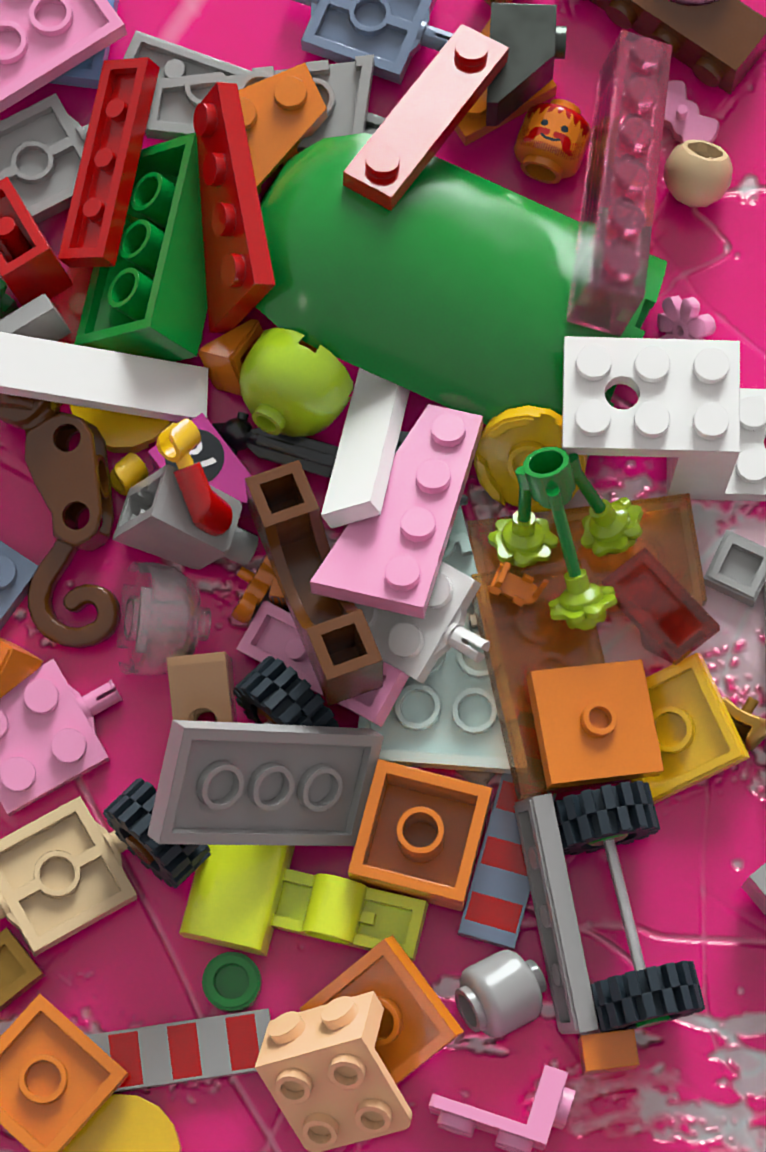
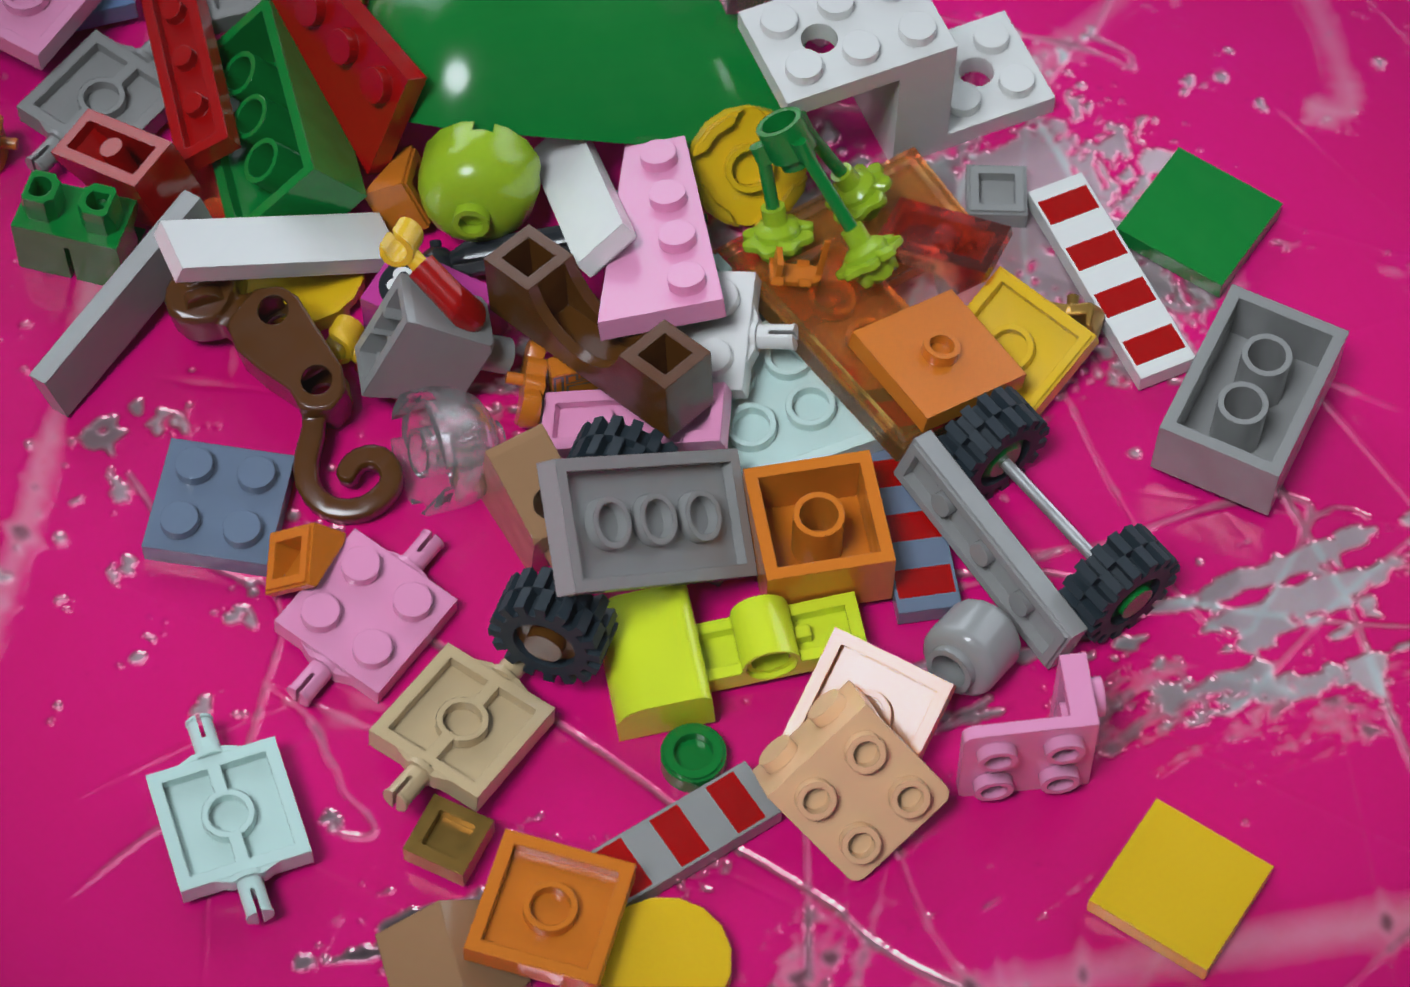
camera: 30 degrees left, 15 degrees down
(608, 1052) = (1111, 652): orange piece -> none

